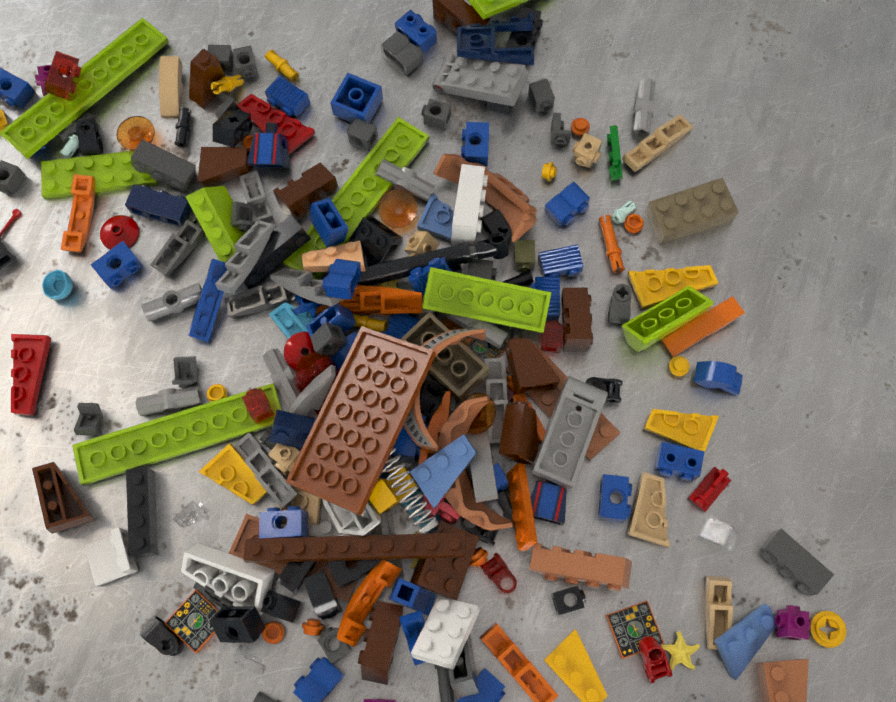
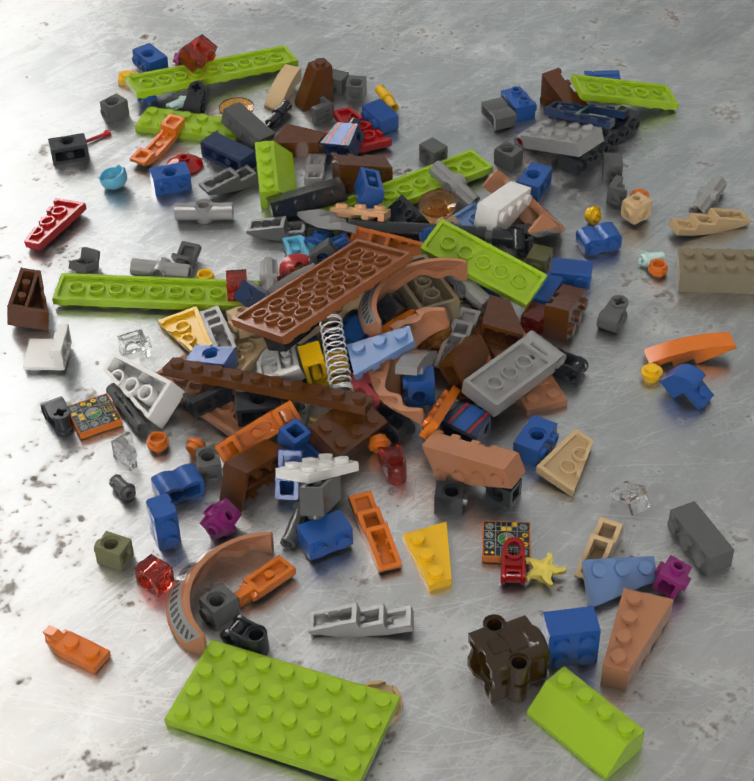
camera: 20 degrees right, 30 degrees down
(141, 512) = (92, 330): black brick -> none
(208, 303) = (235, 214): blue plate -> none
(227, 84) = (332, 94): yellow pin -> none
(232, 127) = (318, 118): black brick -> none
(237, 624) = (130, 415): black brick -> none
(242, 216) = (296, 170): dark grey bracket -> none
(247, 253) = (286, 187): light grey slope -> none
(280, 606) = (175, 419): black brick -> none
(322, 595) = (217, 419): black brick -> none
(342, 279) = (359, 213): blue brick -> none
(356, 99) = (440, 125): blue brick -> none
(613, 251) = (627, 280): orange pin -> none
(614, 156) = (666, 212): green hinge -> none
(656, 286) = (664, 315): yellow wing -> none
(665, 318) = (651, 331): lime slope -> none
(679, 461) = (616, 433): blue brick -> none
(682, 428) = (633, 416): yellow wing -> none
(710, 488) = (638, 463): red hinge -> none
(835, 621) = (703, 593): yellow gear -> none

